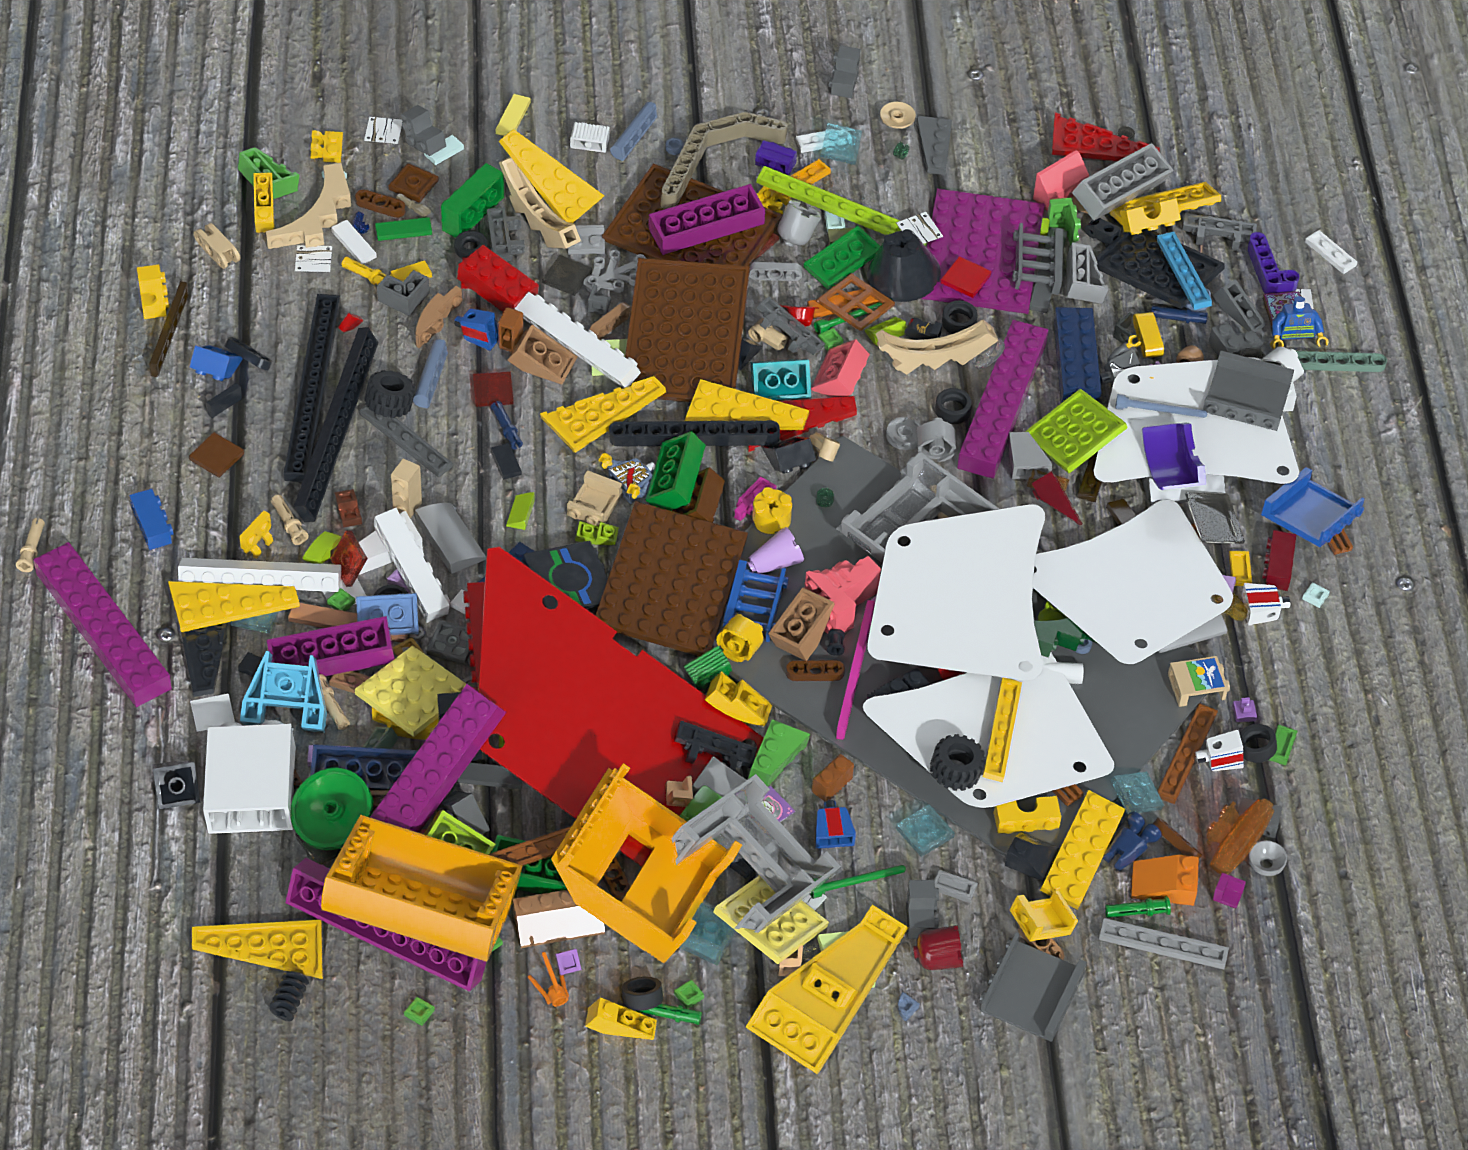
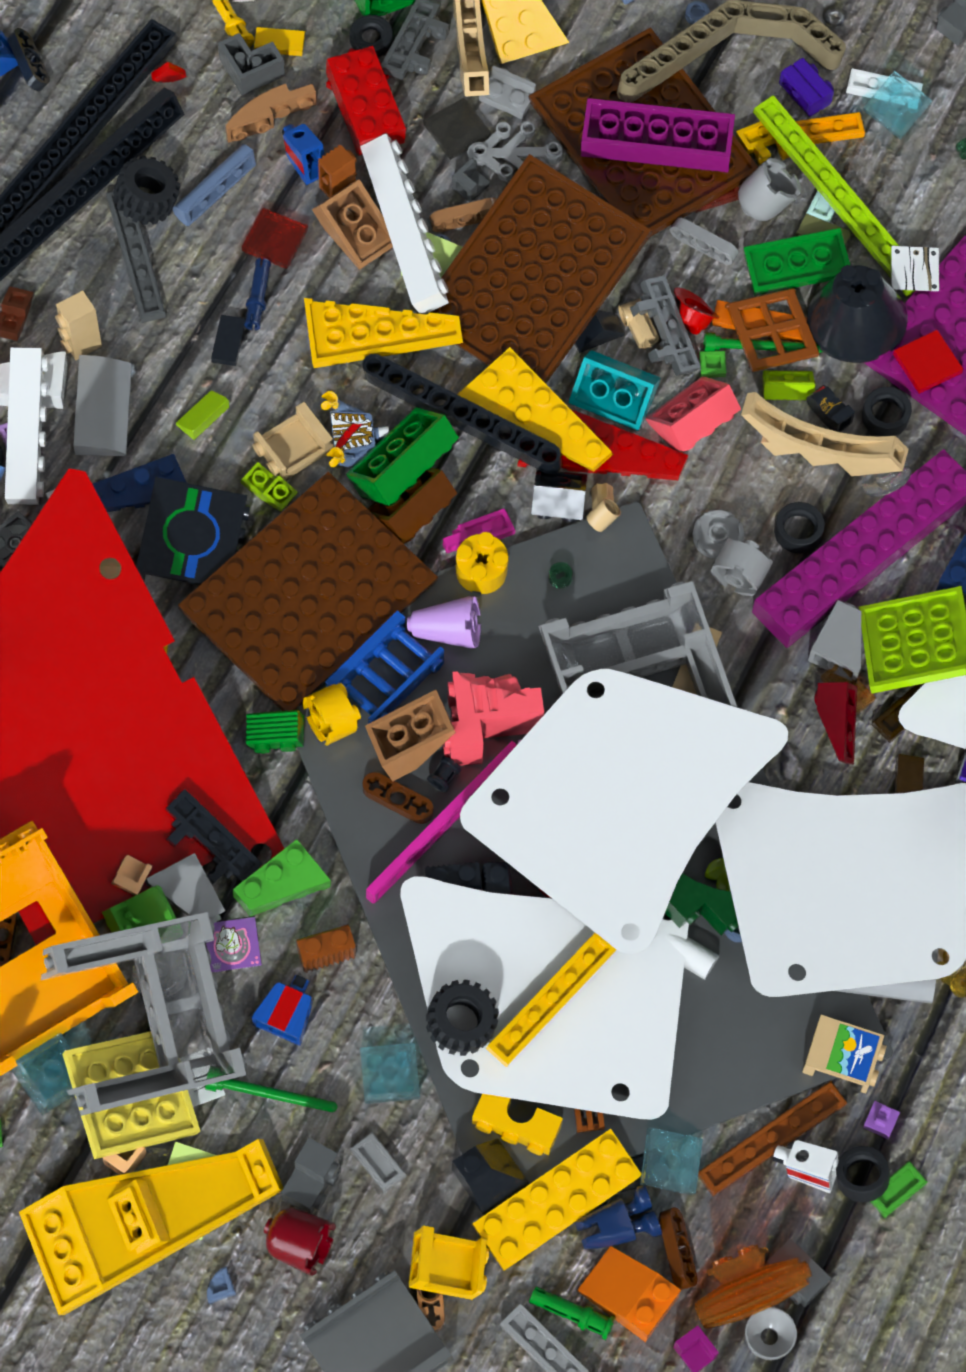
camera: 30 degrees right, 15 degrees up
(738, 700) = (280, 792): yellow slope -> none

